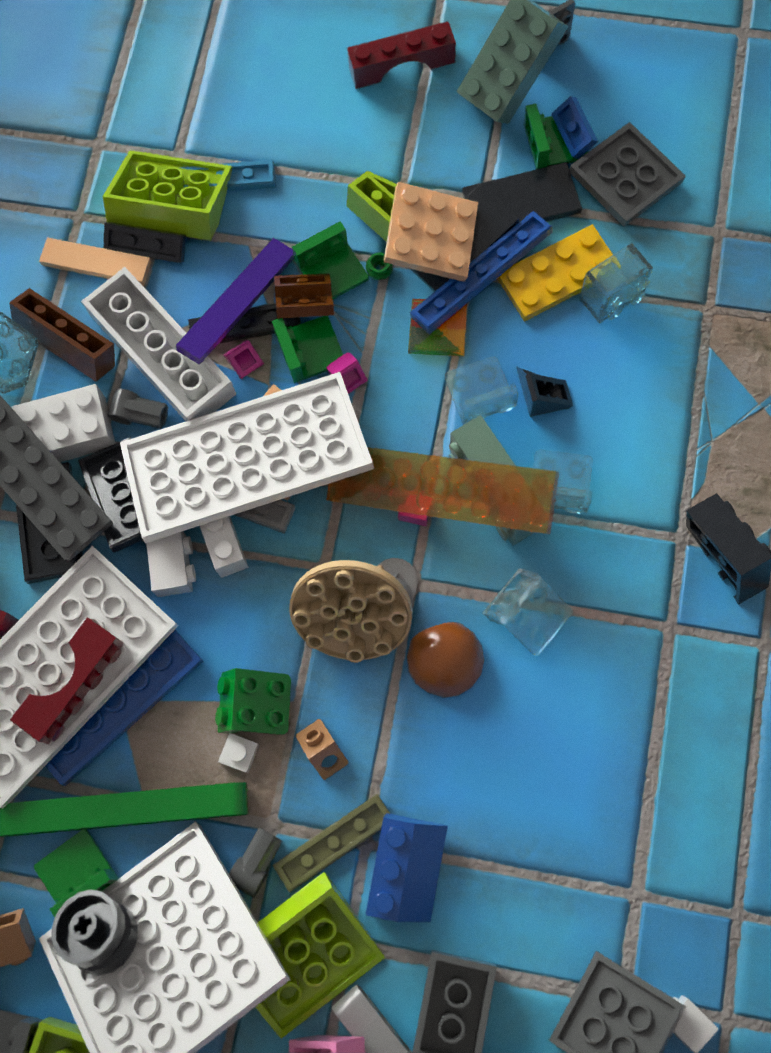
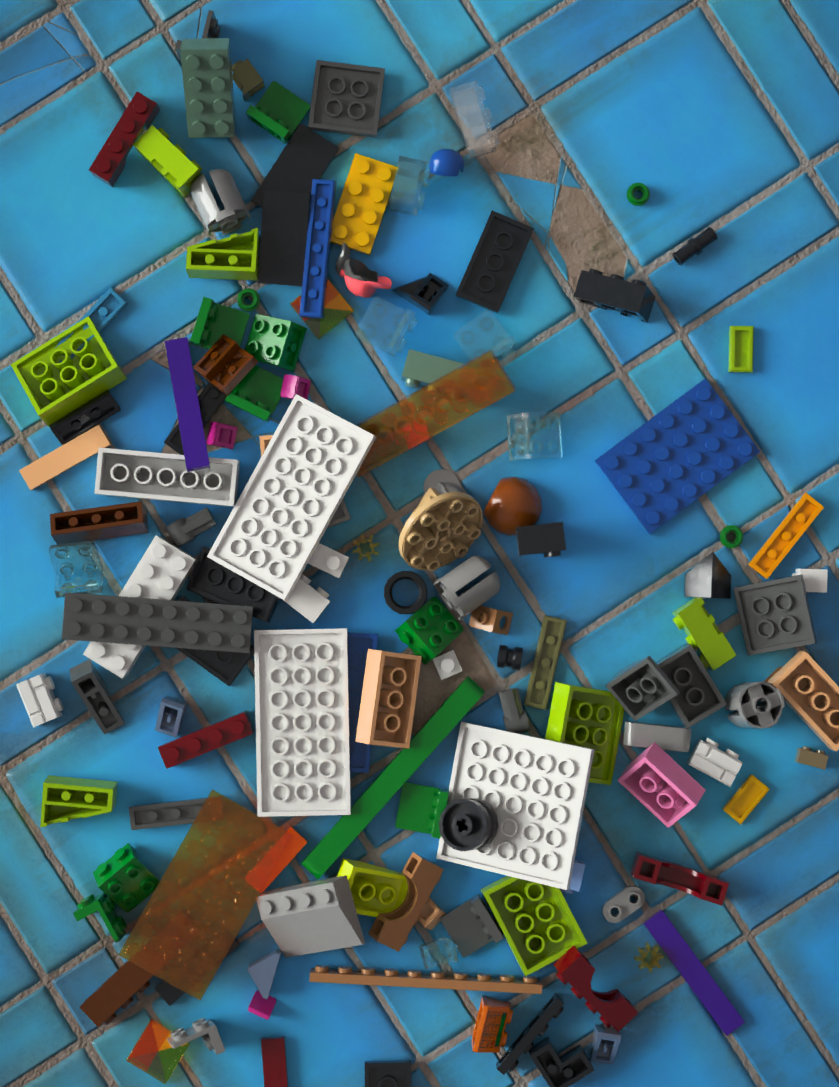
camera: 55 degrees left, 15 degrees up
(45, 715) = (318, 685): dark red arch -> none
(146, 729) = (388, 699): none -> light nougat brick
(250, 628) = (405, 609): none -> black tyre
(262, 564) = (364, 541): none -> clear yellow gear
(303, 802) = (509, 657): none -> black wheel
(326, 706) = (476, 594): none -> light grey cylinder
(369, 320) = (275, 341): none -> green bracket
(403, 963) = (642, 687): none -> dark grey slope
(406, 869) = (597, 639): blue slope -> none
(423, 101) = (168, 159): none -> lime wedge
(431, 232) = (267, 254): light nougat plate -> none
(433, 159) = (235, 208): none -> light grey cylinder
(439, 707) = (540, 539): none -> black wedge
(495, 324) = (358, 277): none -> hair
(520, 971) = (703, 634): none -> lime wedge
(552, 90) = (247, 78): none -> olive window
(574, 127) = (287, 97): blue plate -> none
(577, 917) = (708, 579): none -> slope
(636, 419) = (494, 262): none -> black plate
(651, 894) = (738, 536): none -> green plate
(656, 760) = (677, 456): none -> blue plate
(671, 293) = (446, 163): none -> blue hair
(701, 948) = (785, 535): none -> light orange plate
(730, 282) = (474, 119): none -> clear brick

